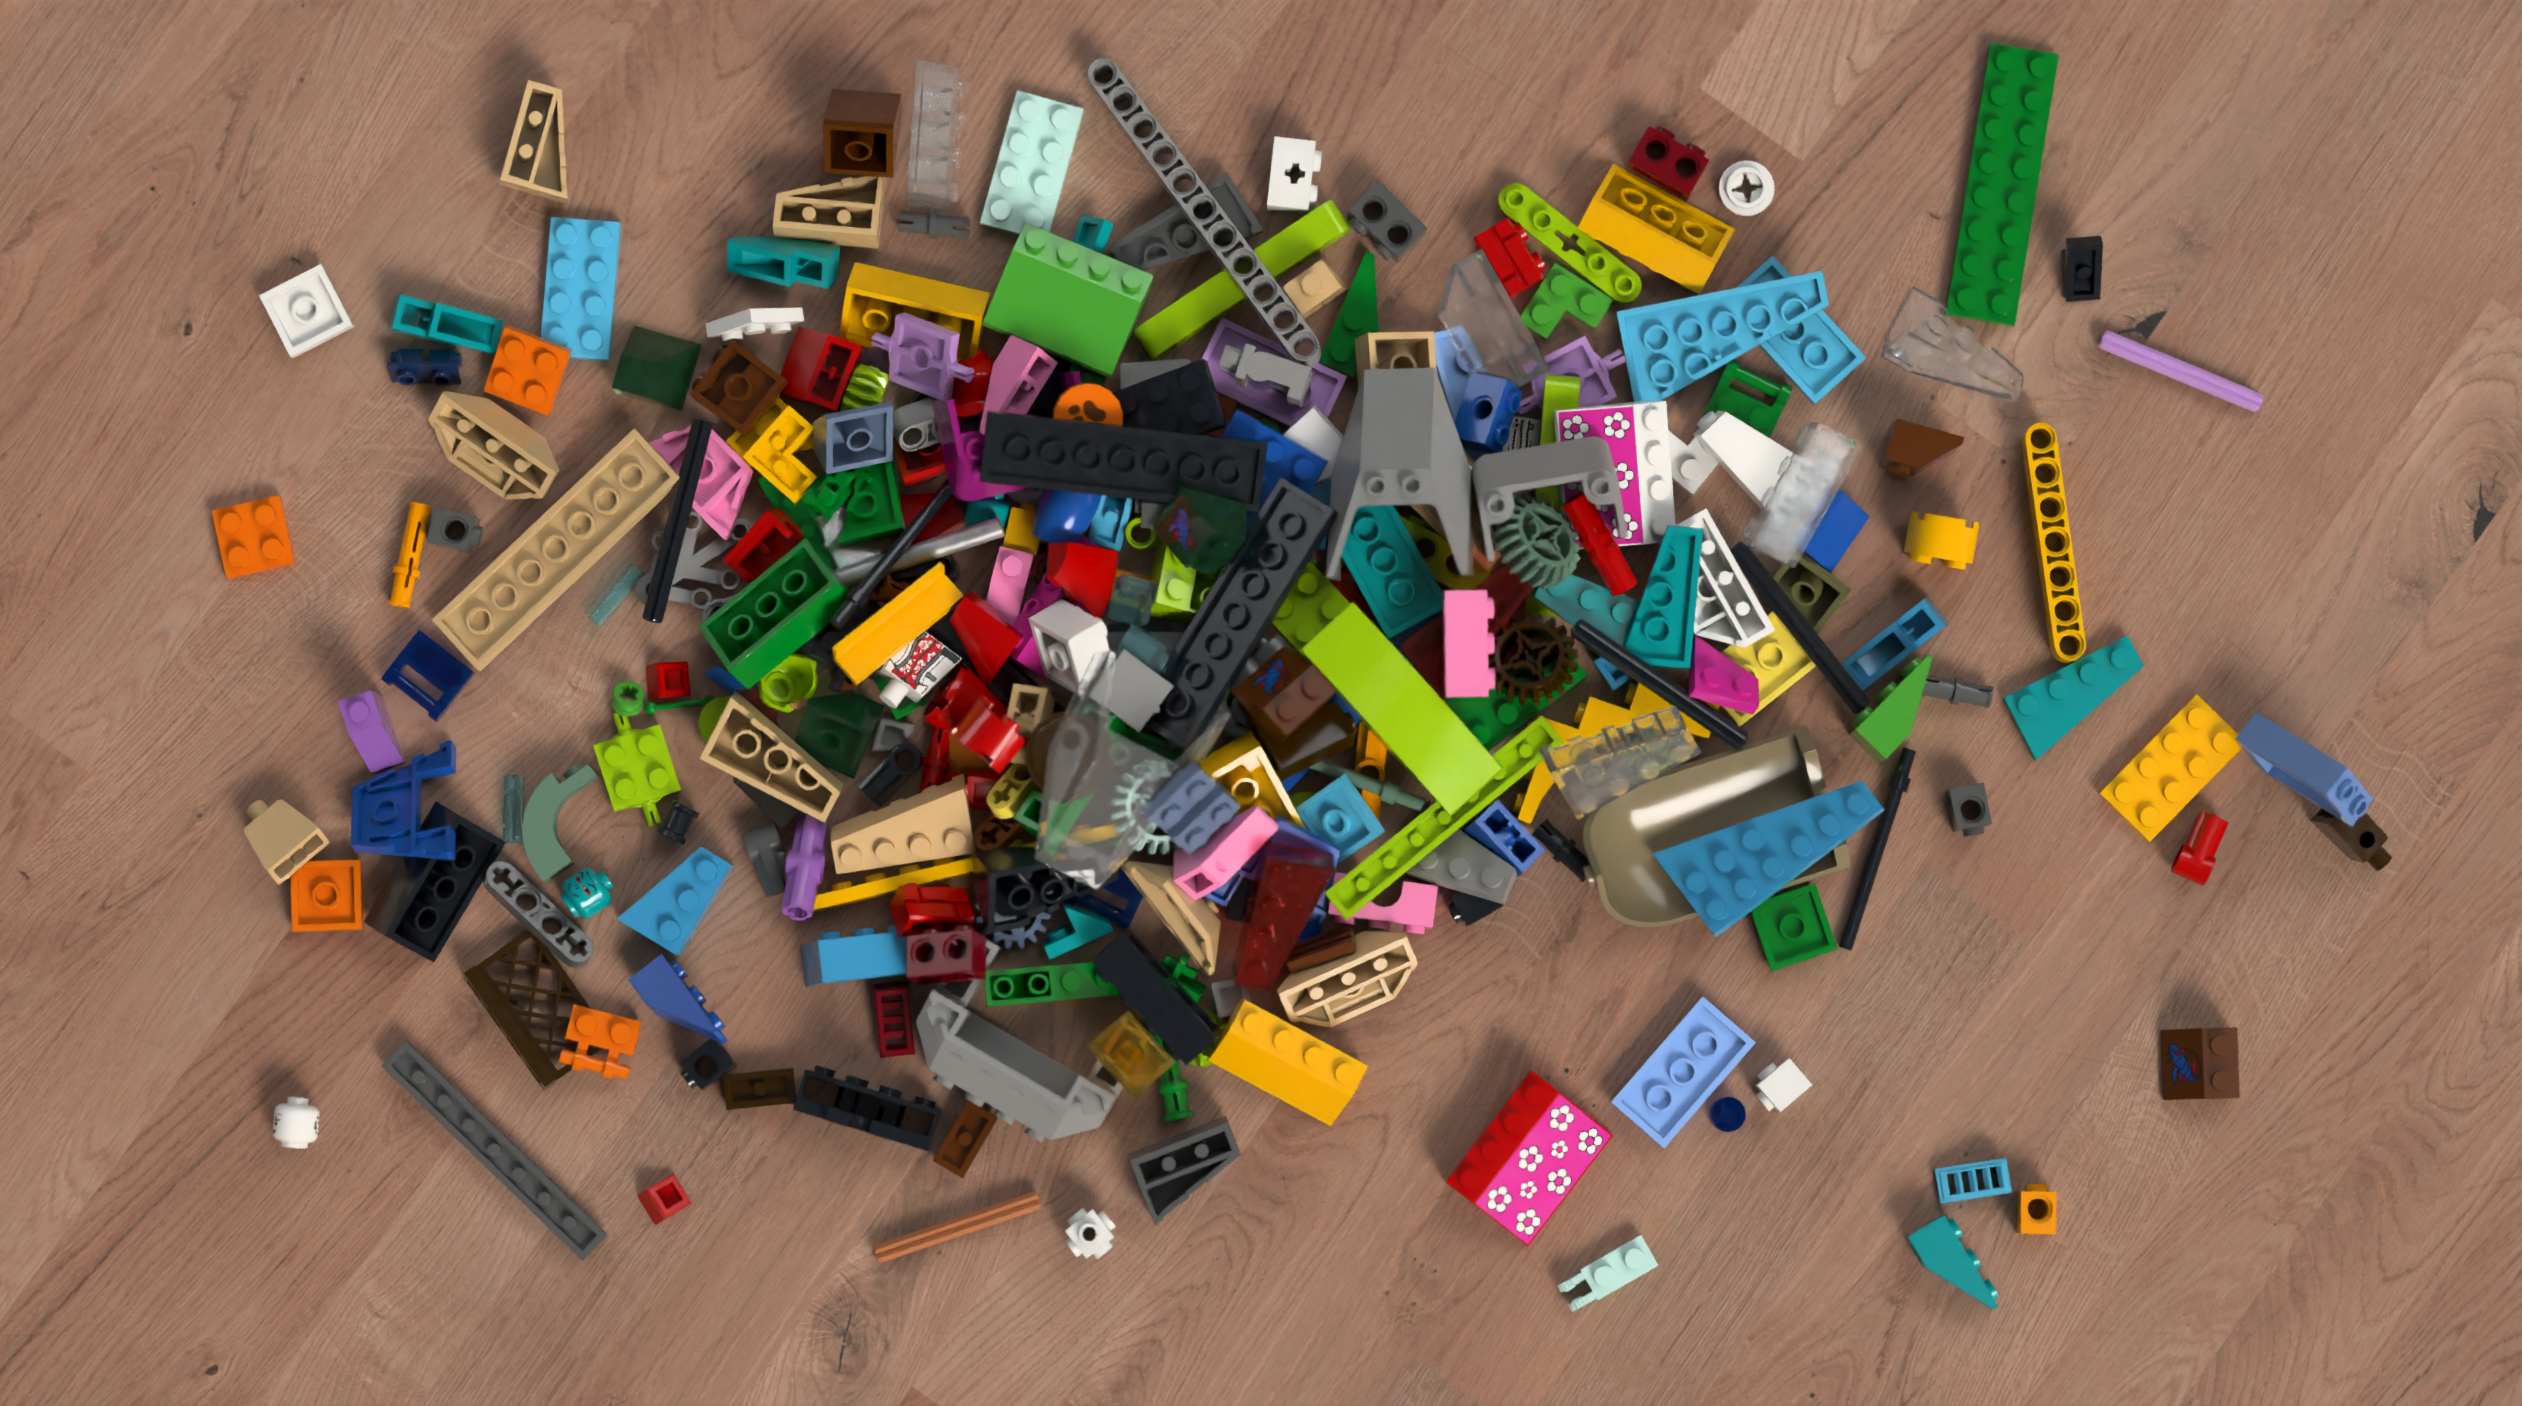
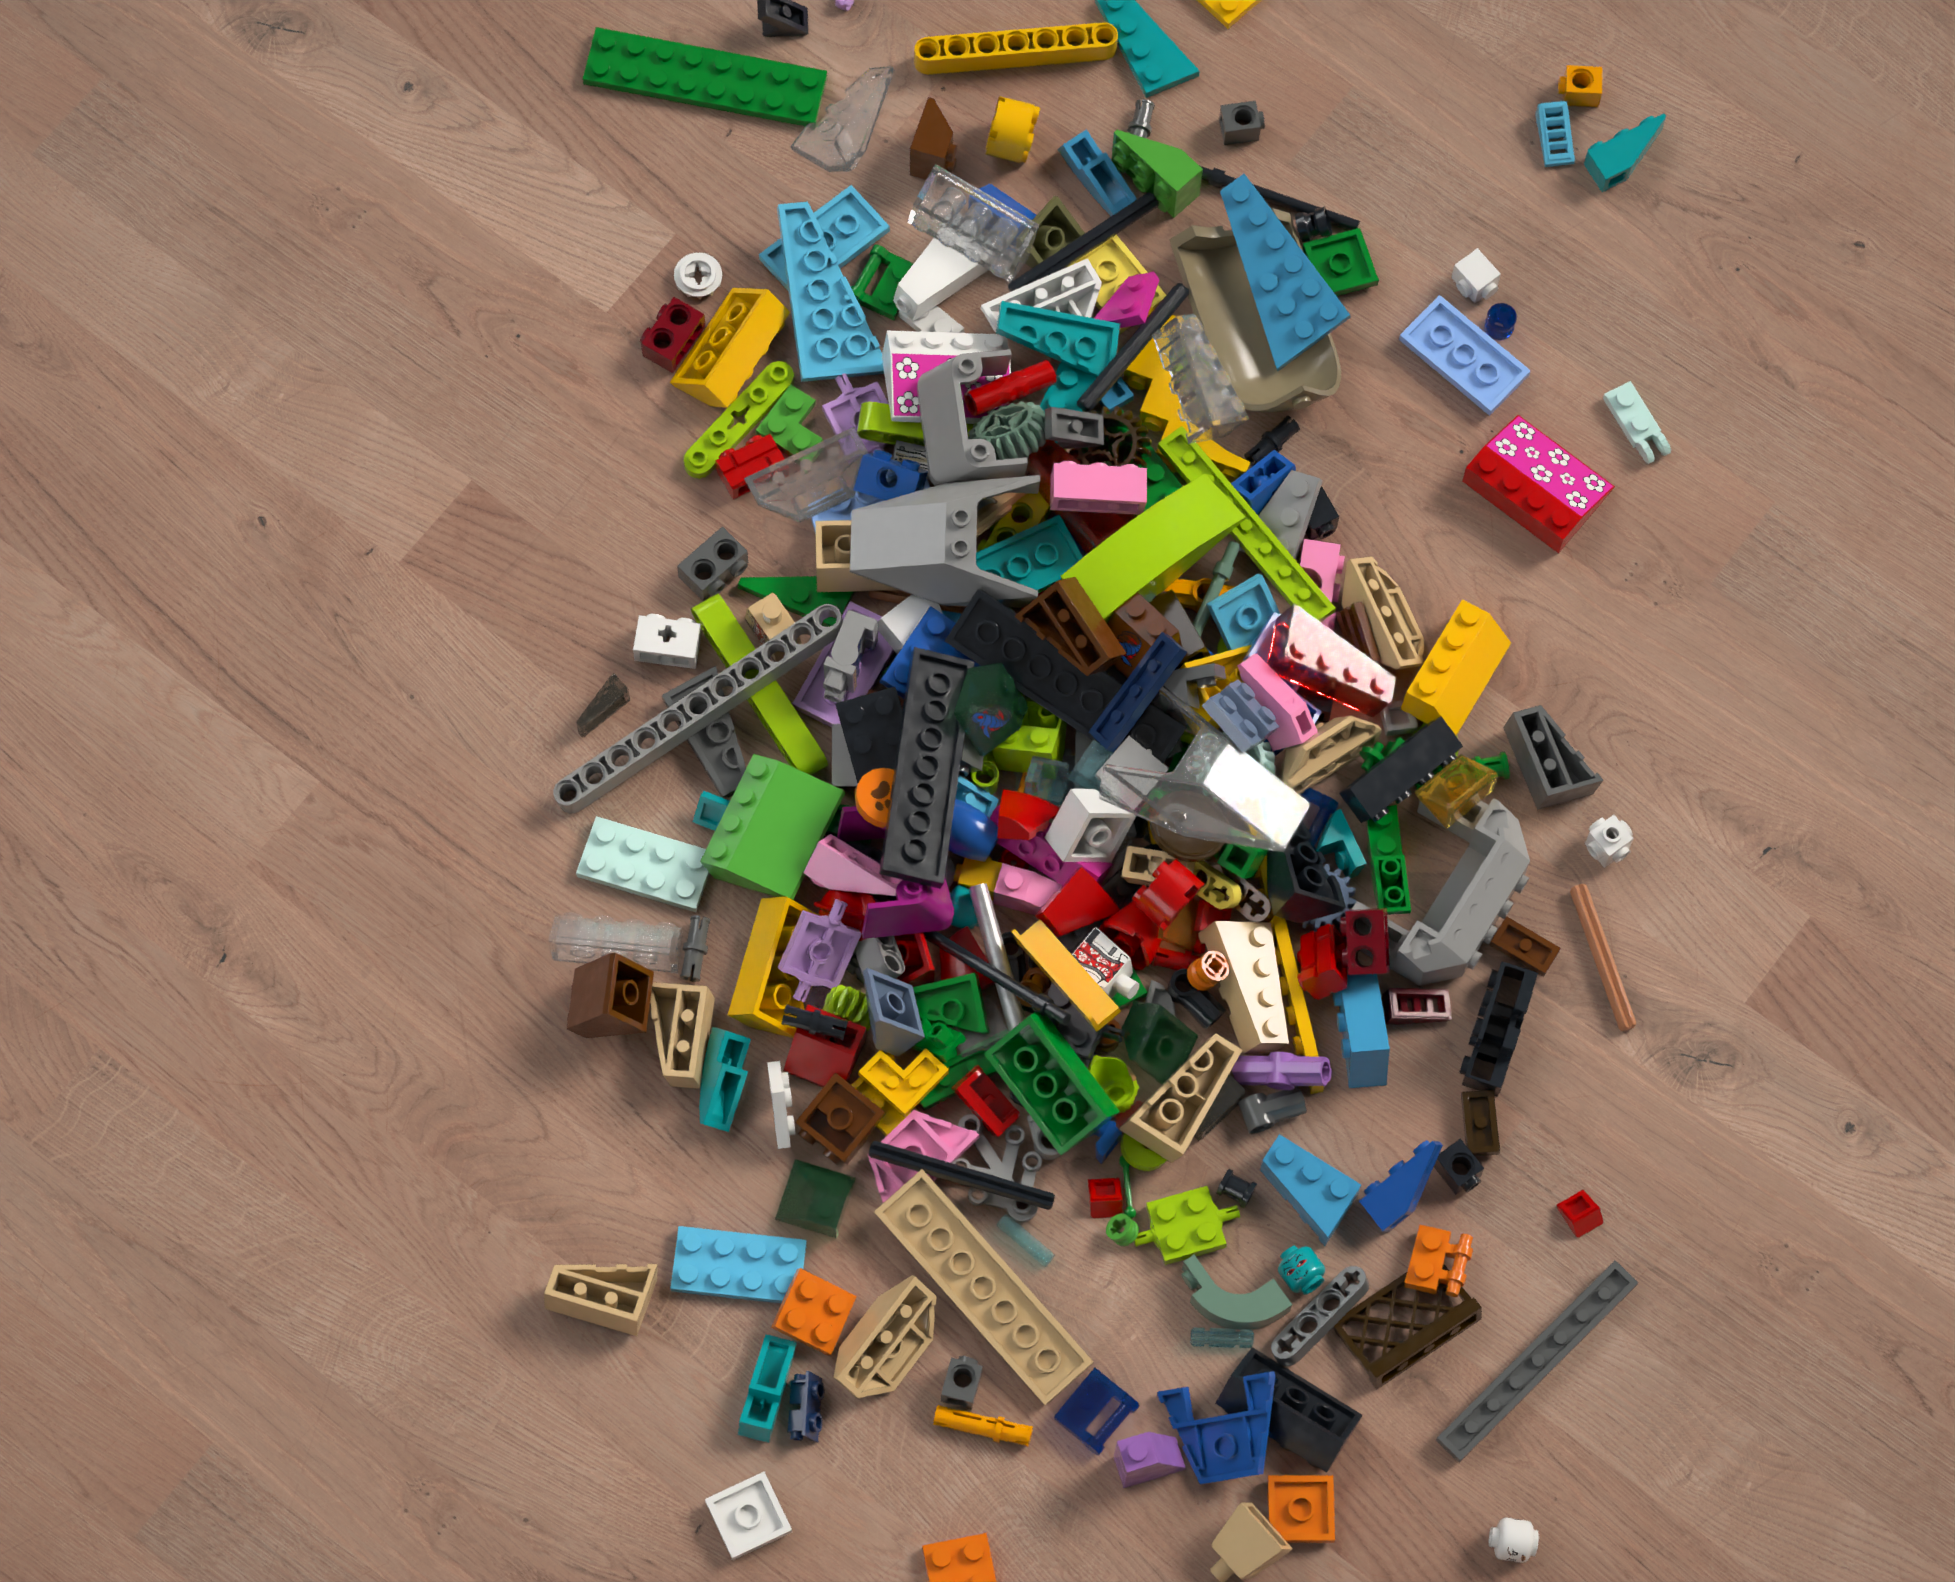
camera: 90 degrees left, 15 degrees down
(835, 353) = (814, 1022): none -> black pin
(913, 775) = (1208, 970): none -> orange wheel
(1215, 692) = (1137, 692): none -> dark blue plate
(1219, 114) = (607, 702): none -> clear smoke slope
(1231, 747) = (1185, 681): none -> dark grey slope
(1287, 618) = (1073, 626): none -> reddish brown wedge
(1541, 614) = (1073, 428): none -> dark grey slope
(1839, 894) = (1313, 224): none -> black wheel

